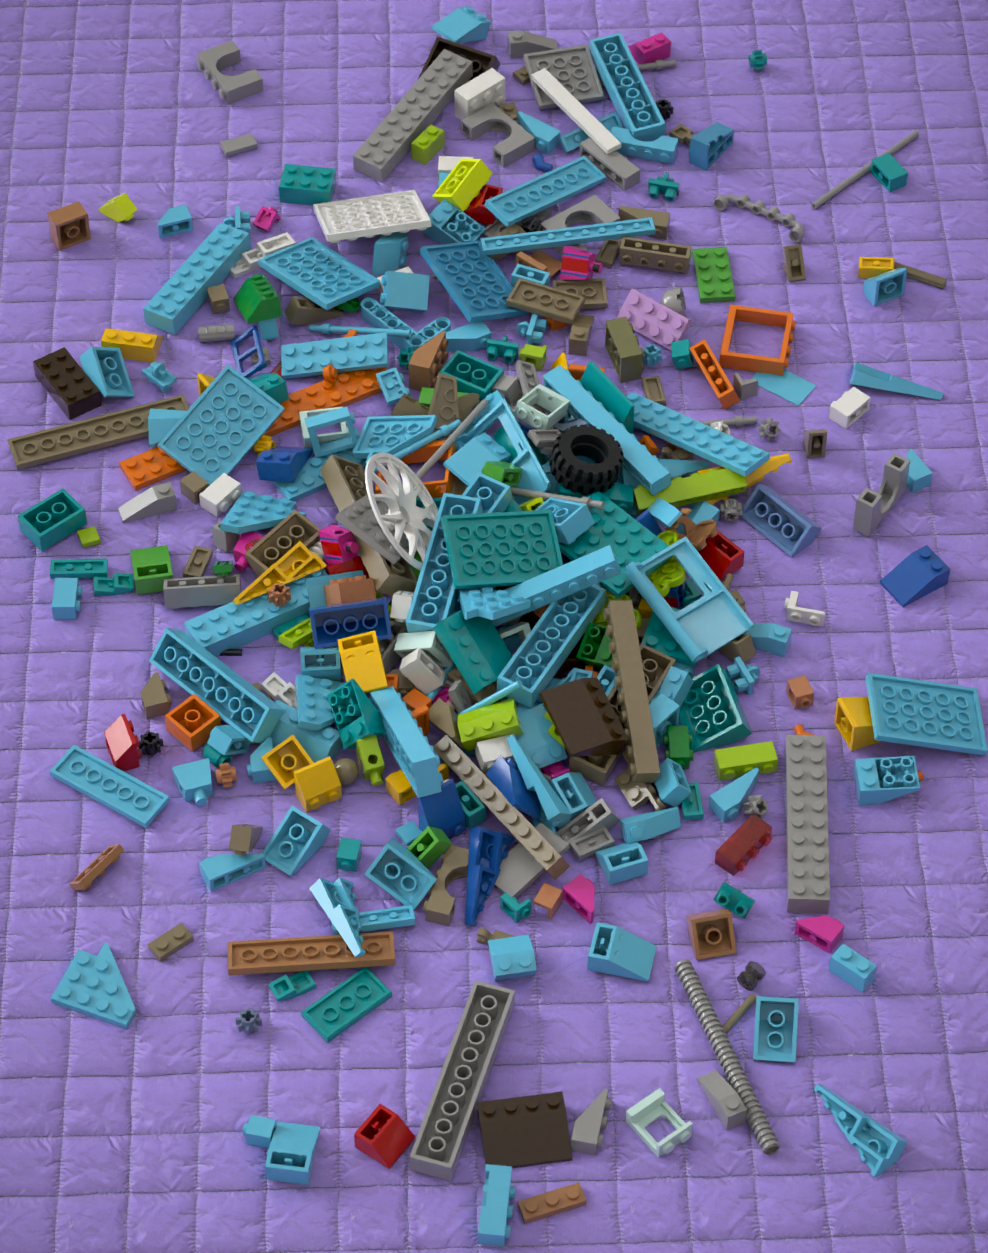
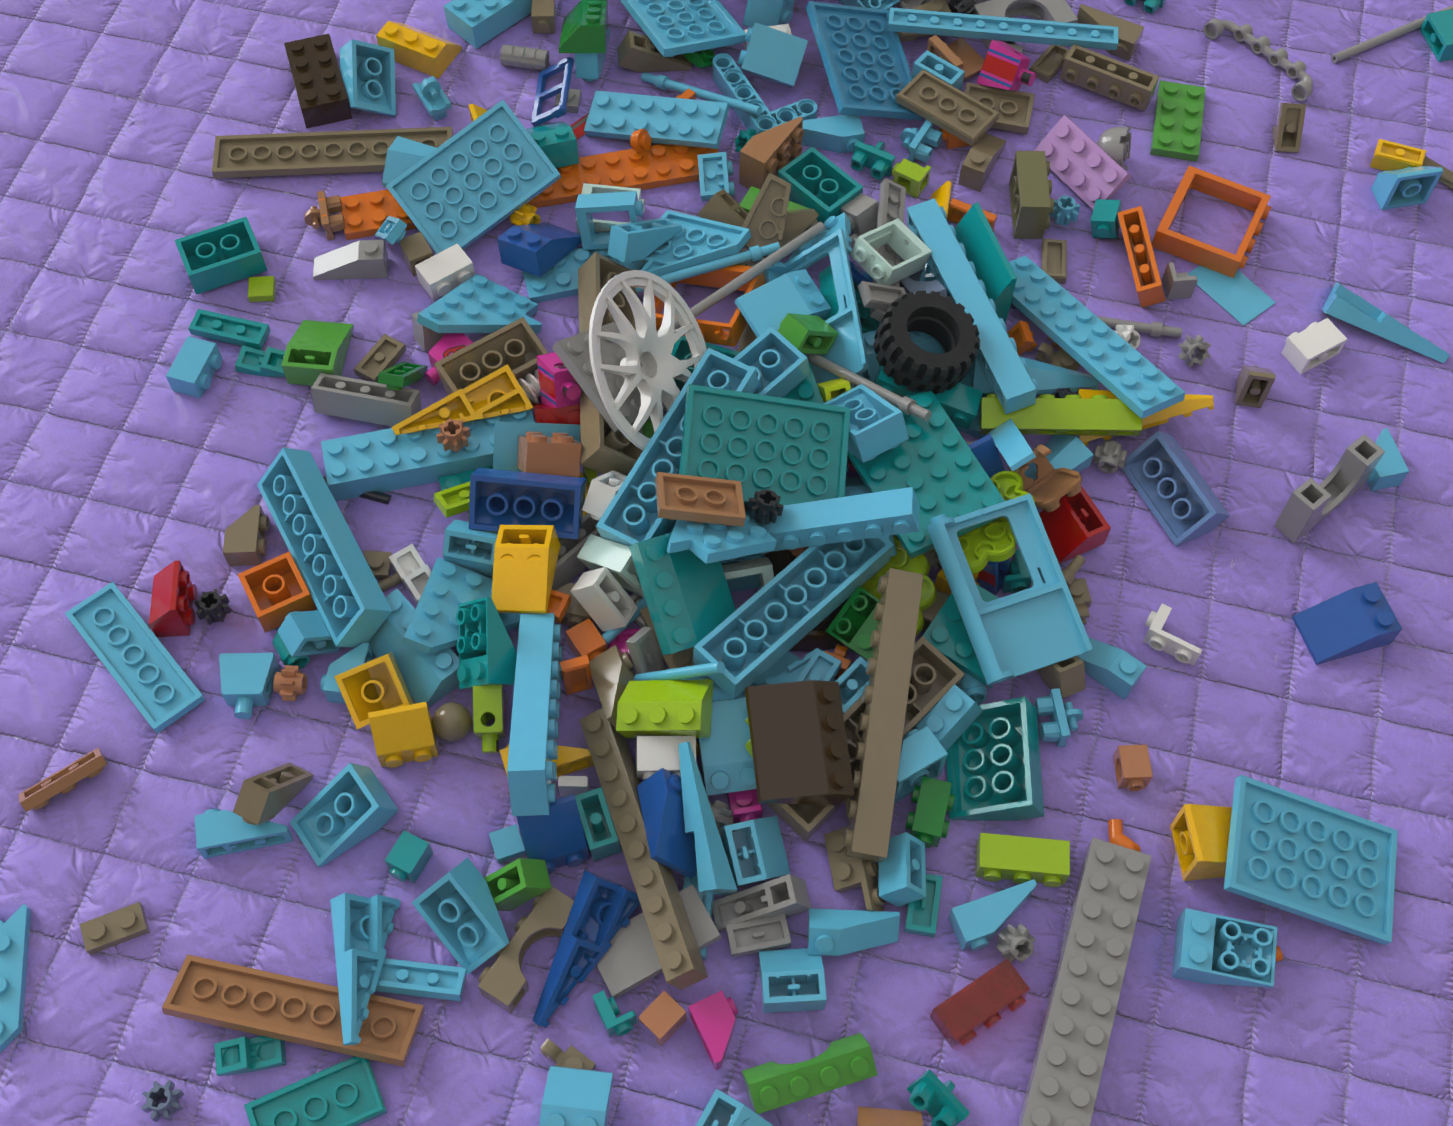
camera: 15 degrees right, 10 degrees up
(113, 476) = (322, 216): none -> medium nougat hips
(172, 473) = (391, 230): none -> medium azure plate
(359, 439) = (639, 239): none -> medium azure slope
(473, 585) = (700, 499): none -> medium nougat plate
(515, 582) = (765, 507): none -> black gear
(652, 904) = (778, 1084): none -> bright green arch

